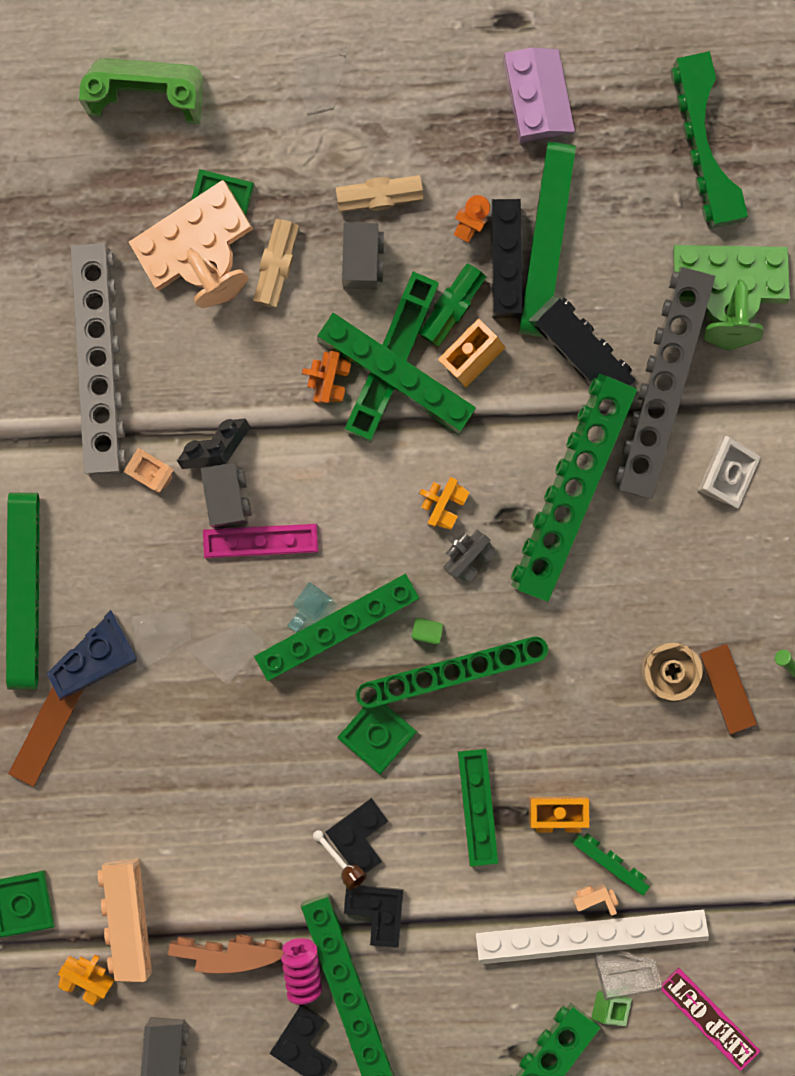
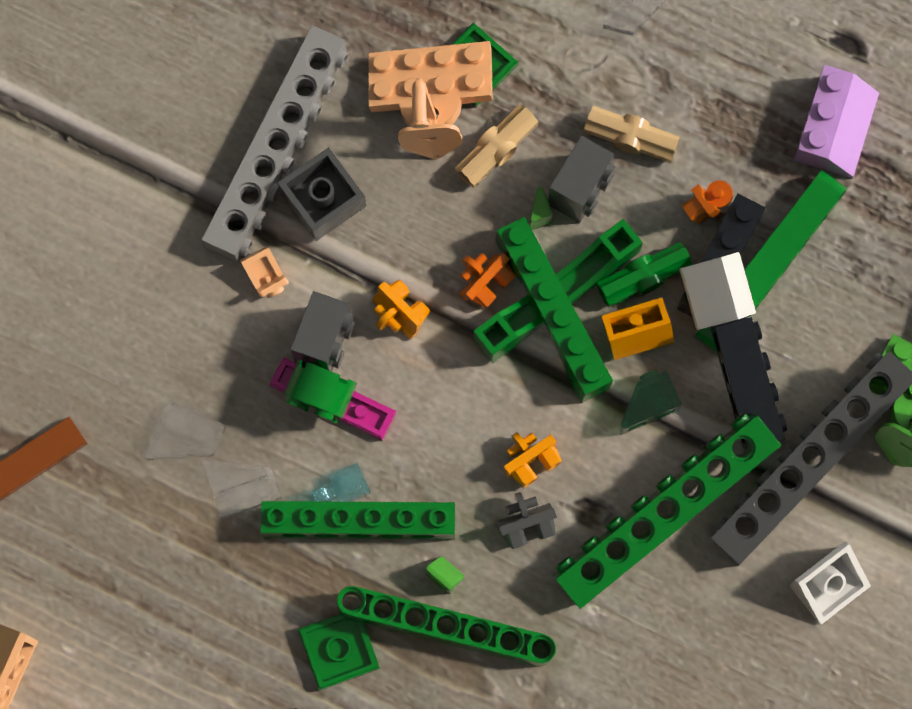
camera: 35 degrees right, 10 degrees down
(22, 591) = (78, 321): green beam -> none
(93, 659) = (107, 421): dark blue wing -> none
(159, 381) = (322, 194): none -> dark grey brick
(218, 449) = (340, 285): black plate -> none
(249, 544) = (319, 389): none -> green brick
(271, 444) = (396, 312): none -> light orange hips
(341, 296) = (541, 212): none -> bright green slope
(512, 405) = (651, 400): none -> clear green slope
(520, 290) = (717, 291): none -> white slope

